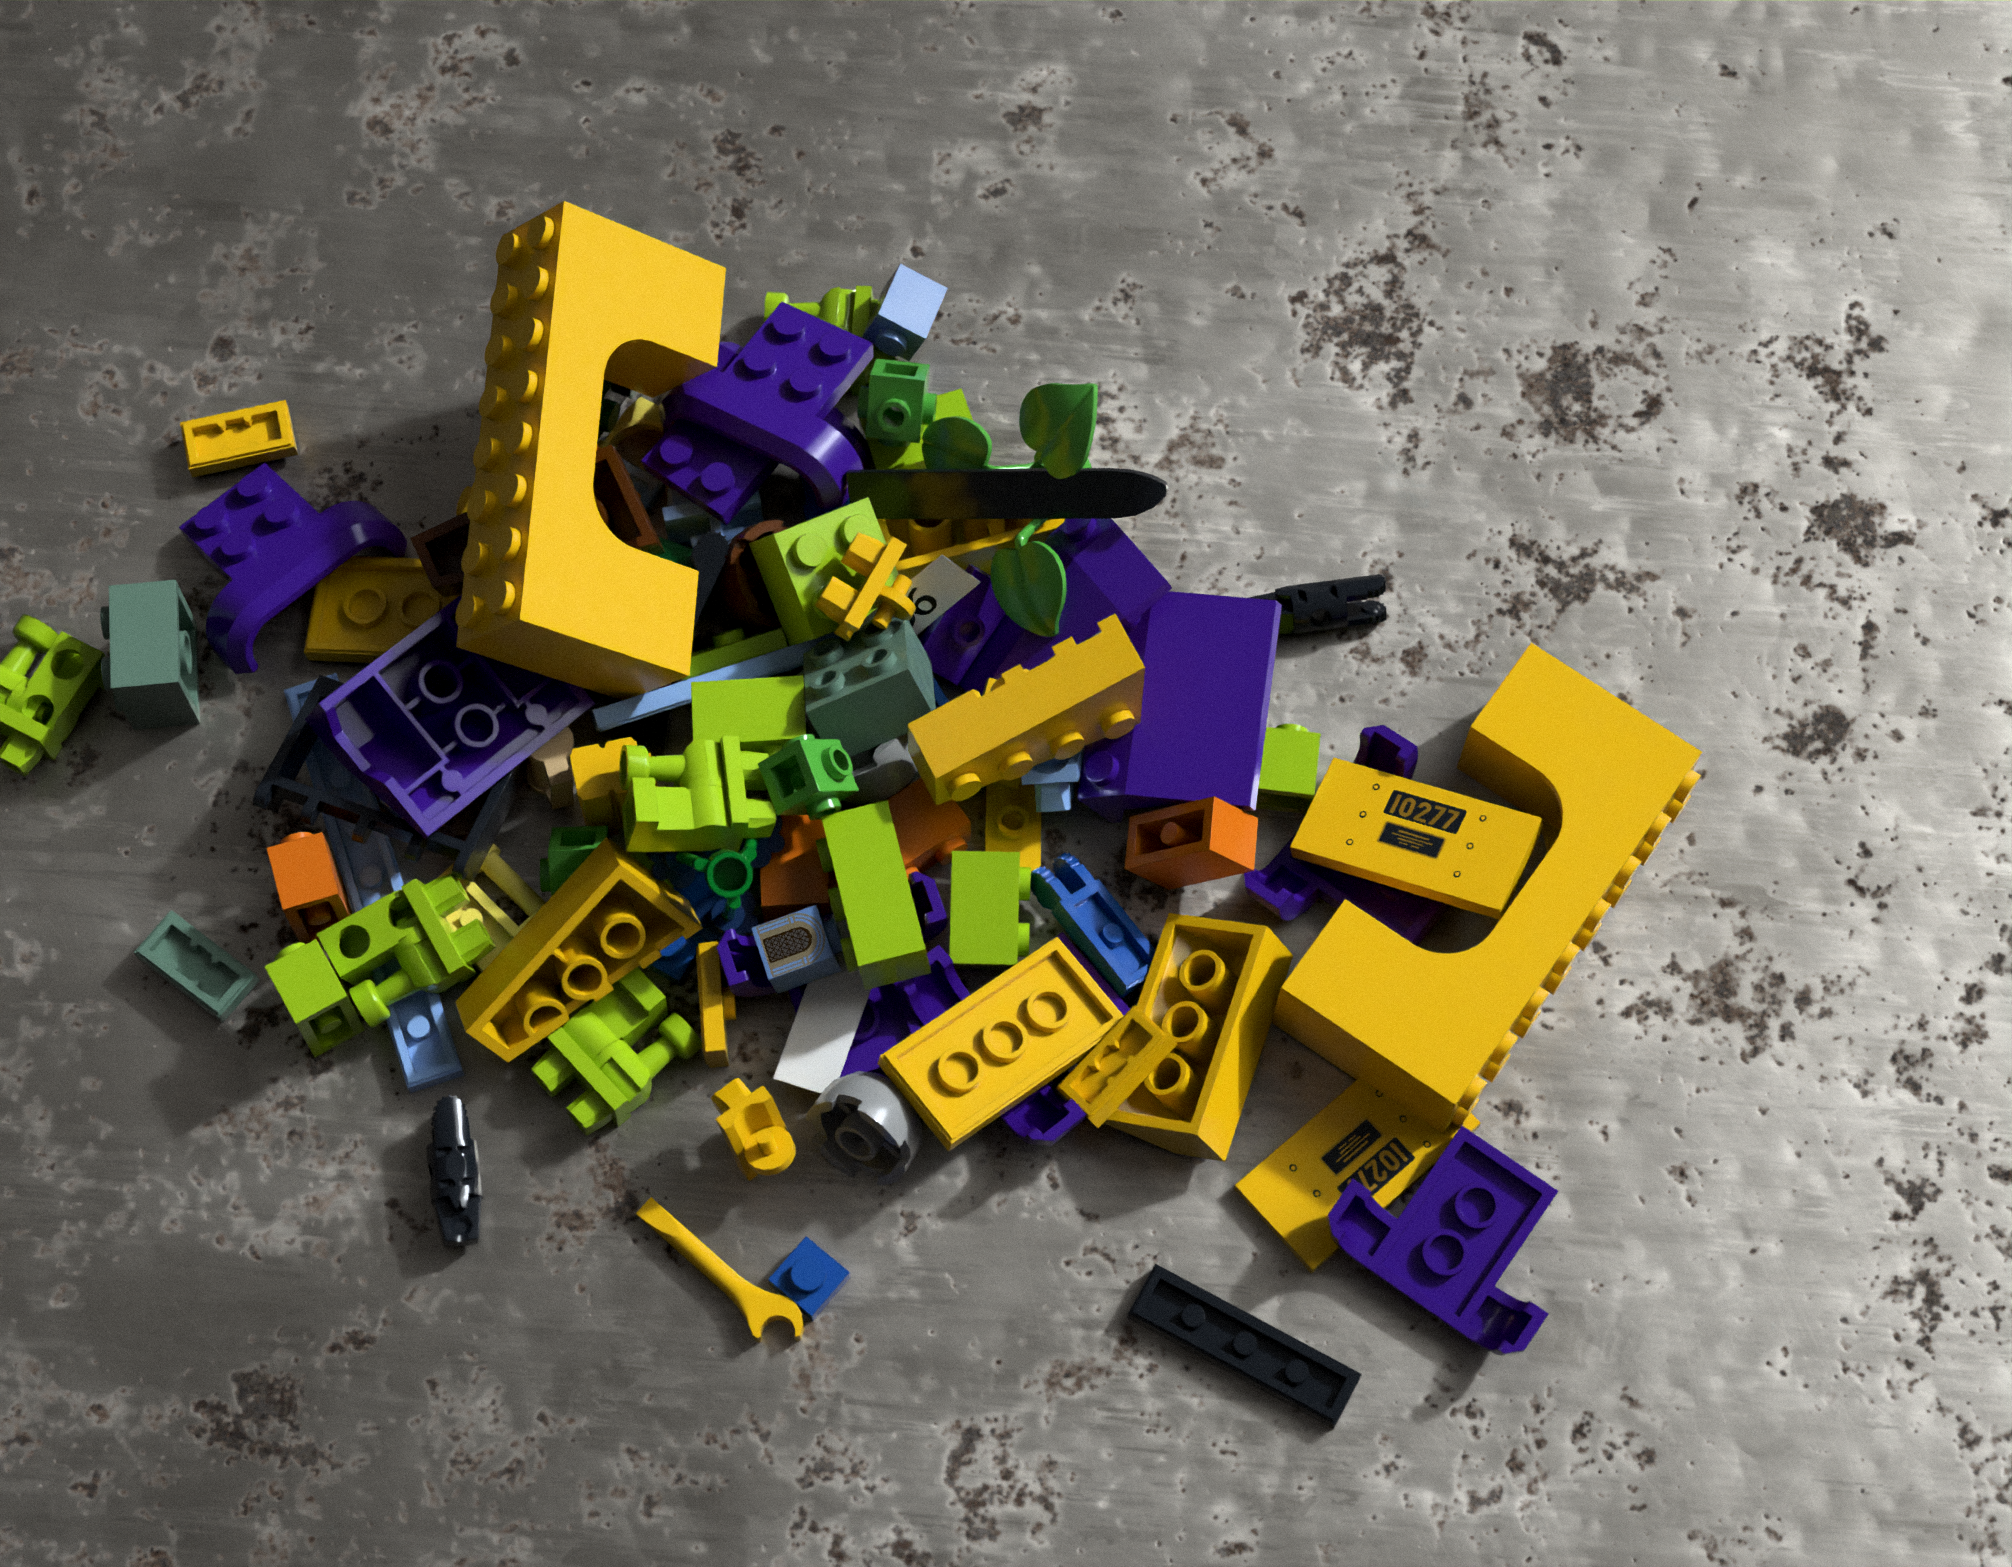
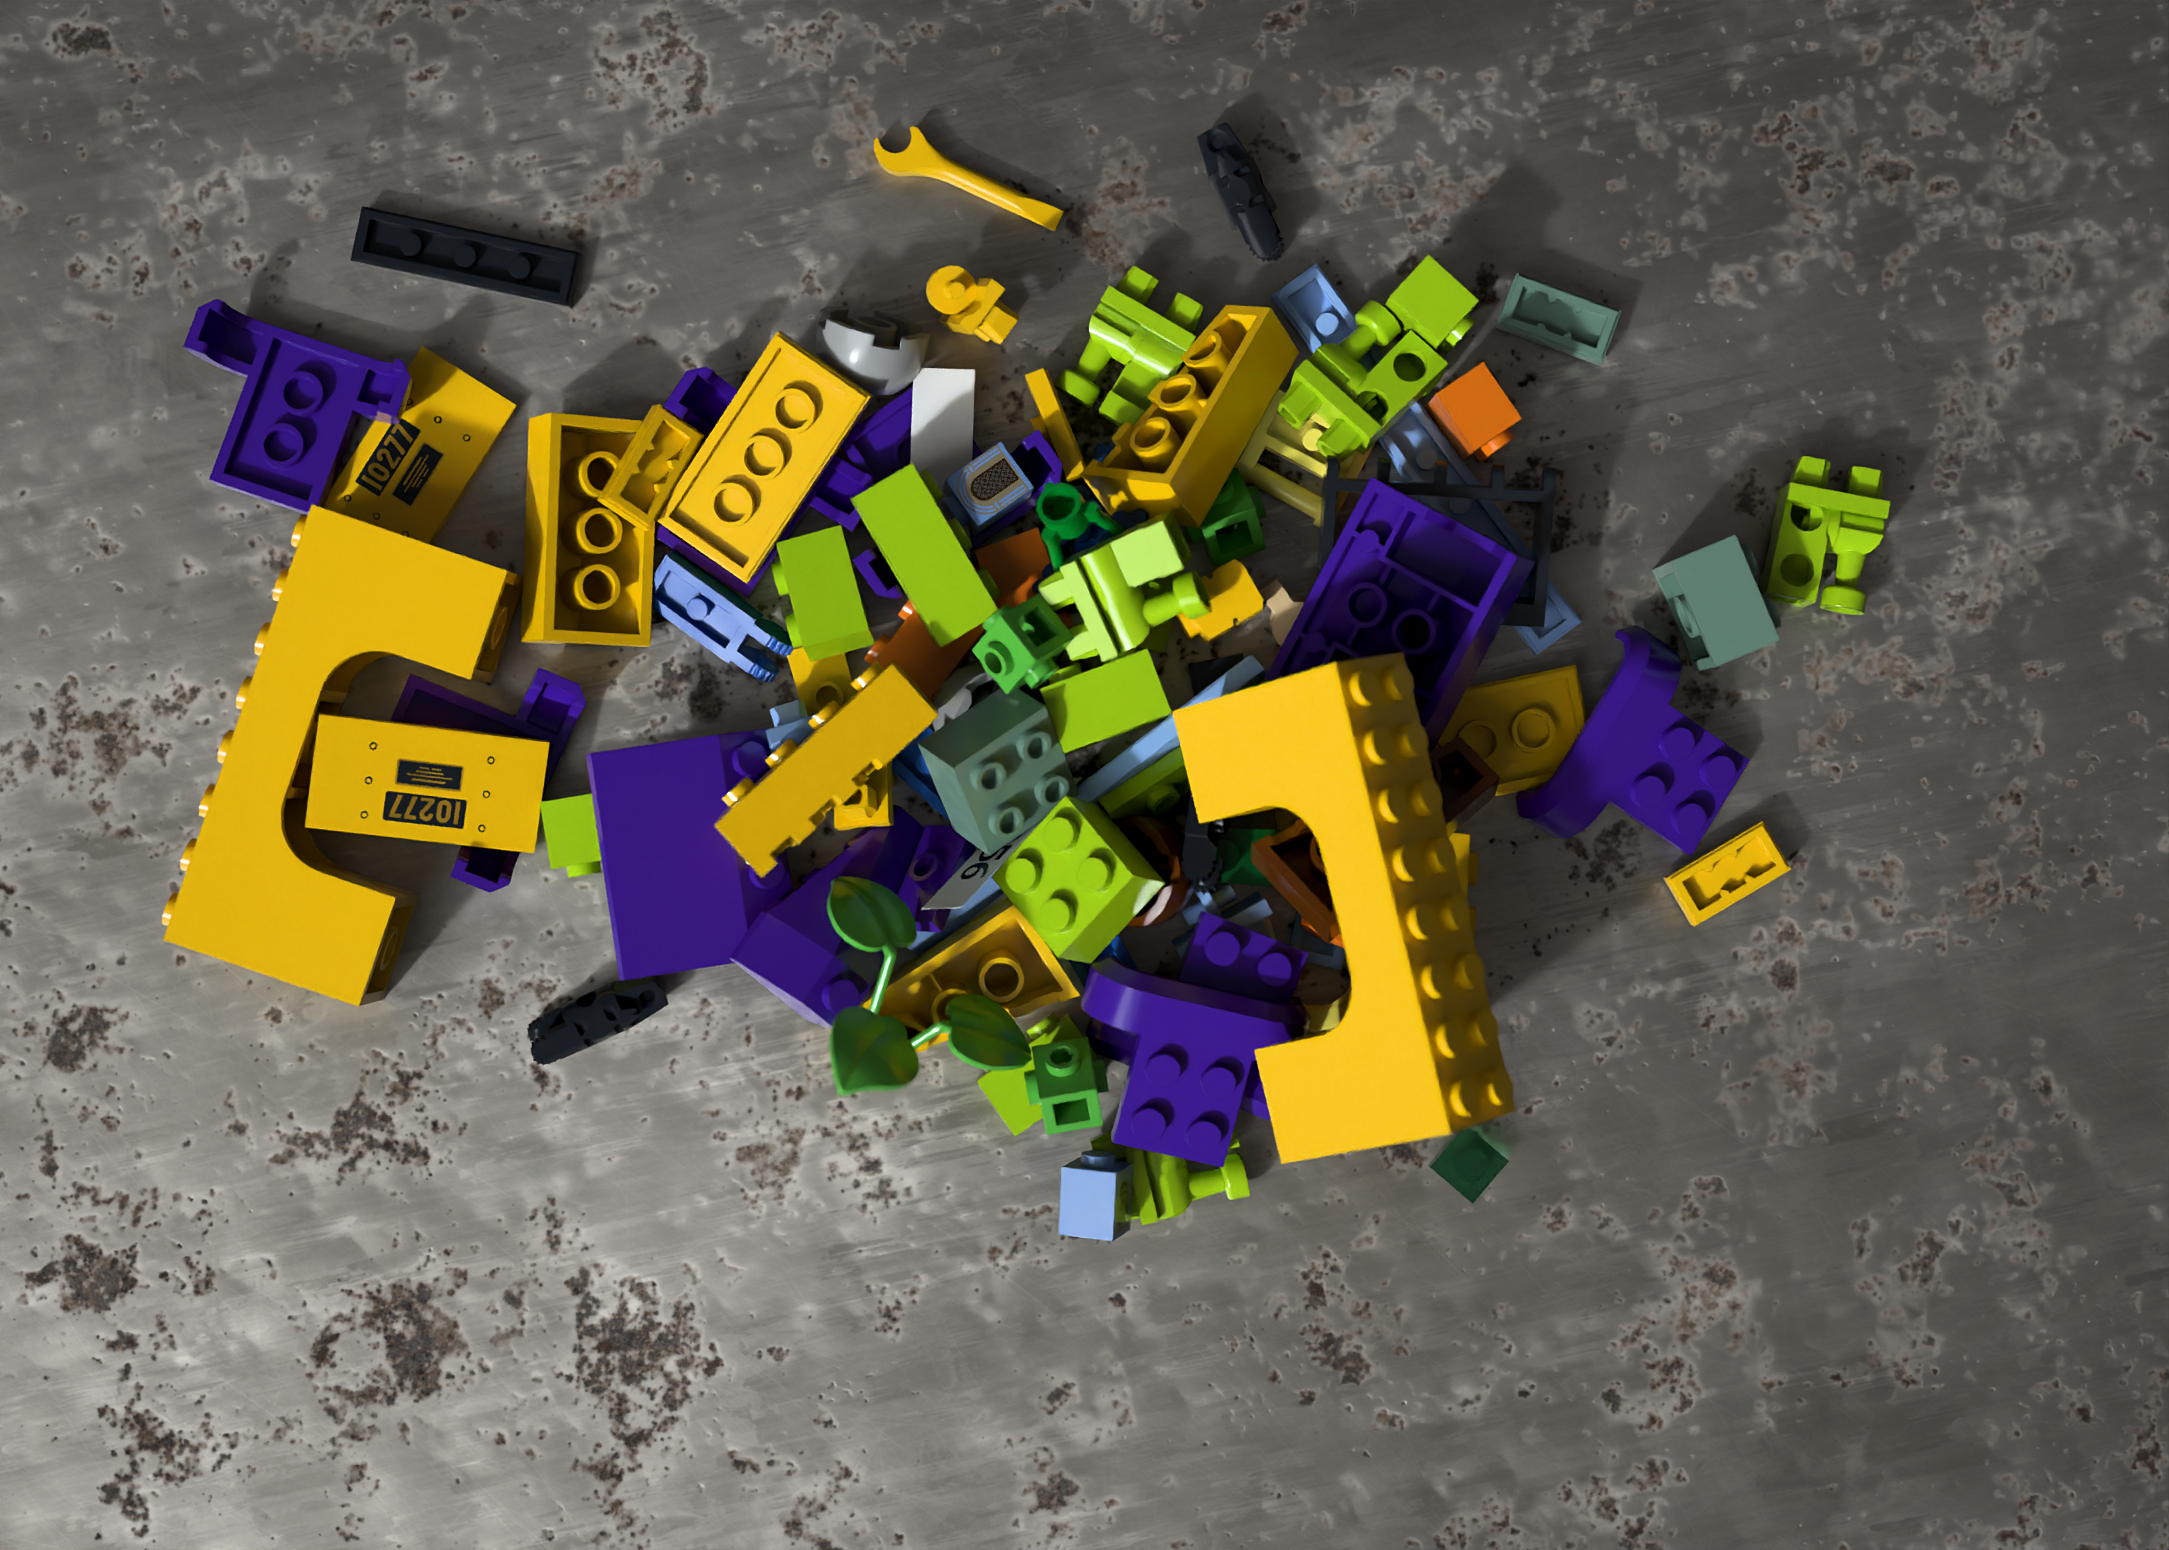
camera: 165 degrees right, 20 degrees up
(809, 1278) = (883, 199): blue plate -> none
(850, 605) = (1015, 851): yellow hips -> none
(1006, 493) = (928, 999): black piece -> none
(1191, 843) = (642, 712): orange brick -> none

